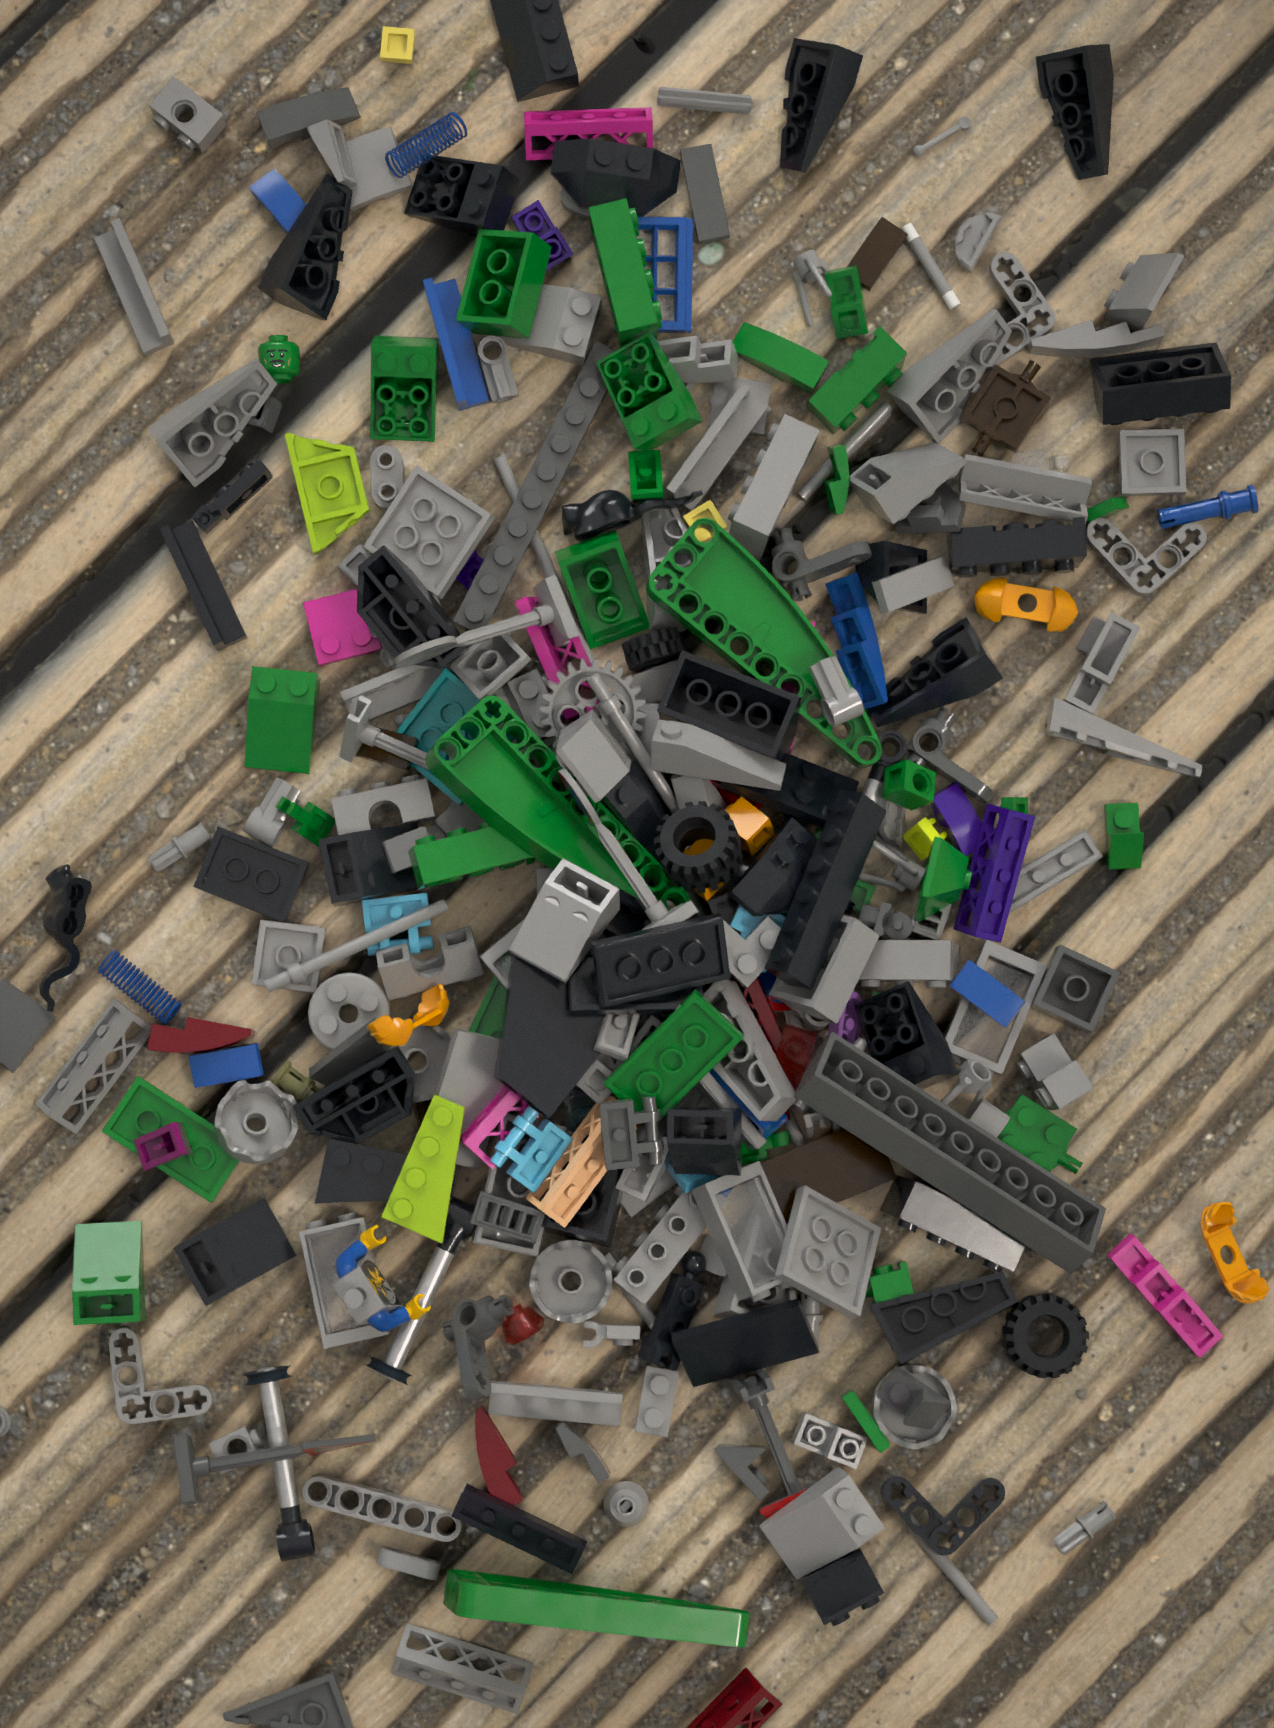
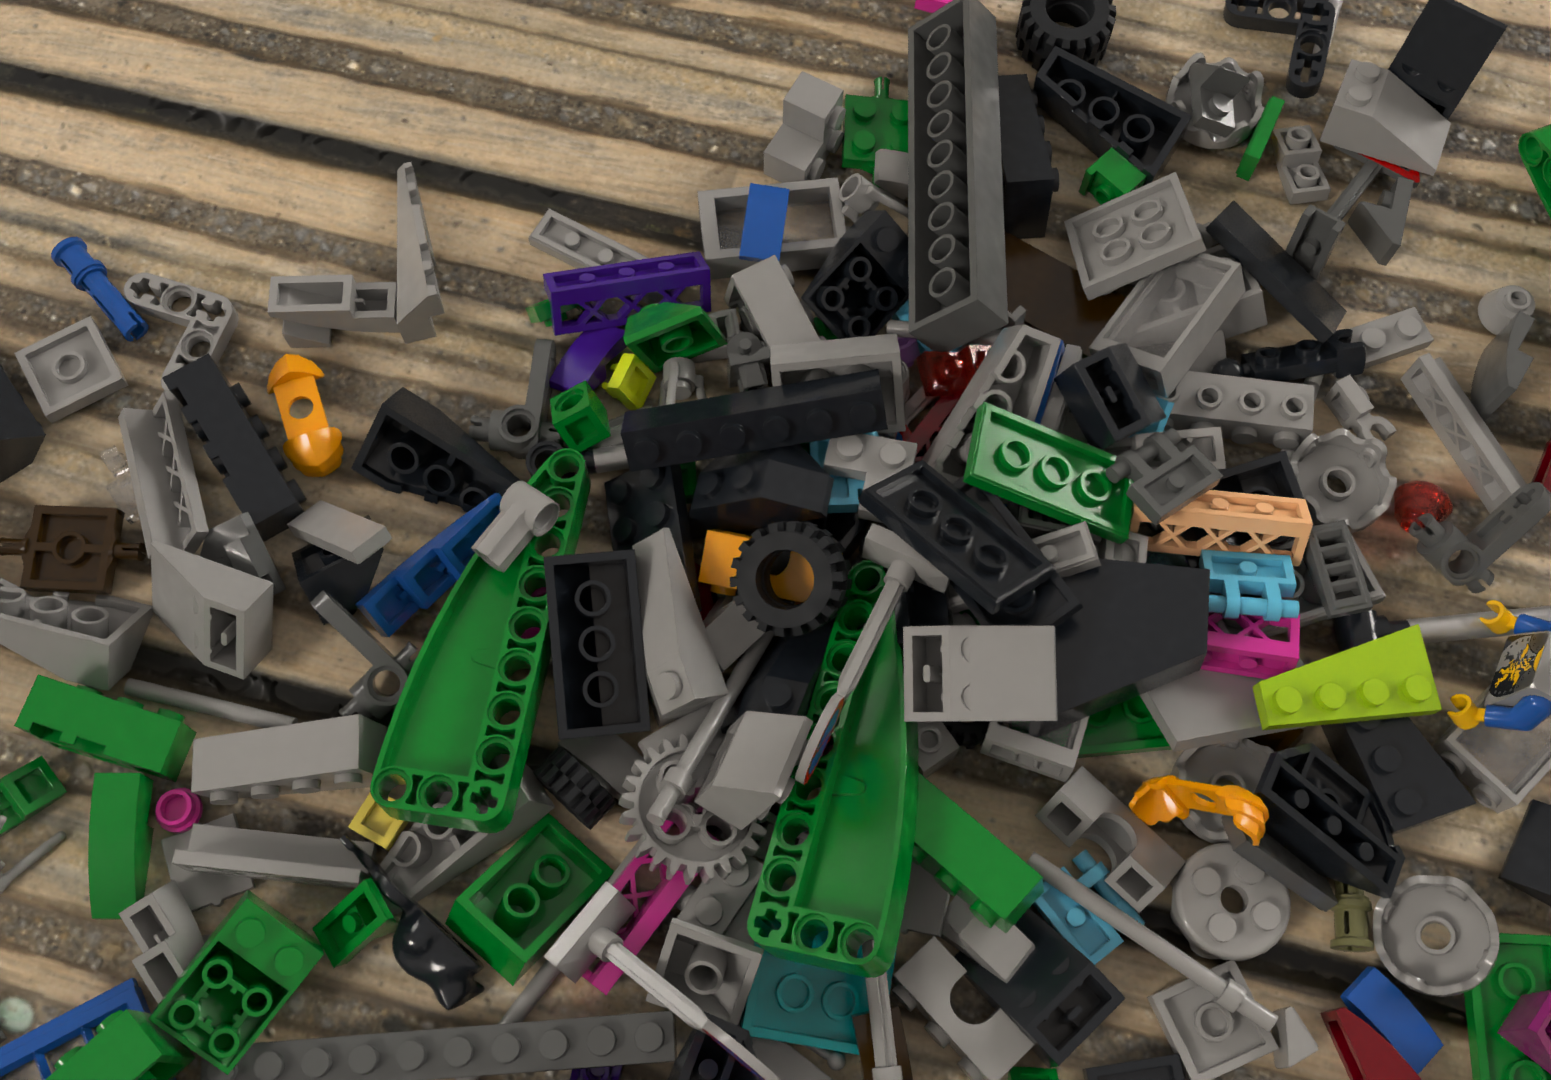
camera: 120 degrees left, 15 degrees down
(251, 997) = (1292, 1039): none -> light grey slope
(783, 401) = (178, 810): none -> dark pink plate
(837, 488) = (259, 682): green slope -> none
(1074, 989) = (704, 154): dark grey brick -> none
(1107, 508) = (146, 385): green tile -> none
(1123, 836) = (518, 201): green slope -> none

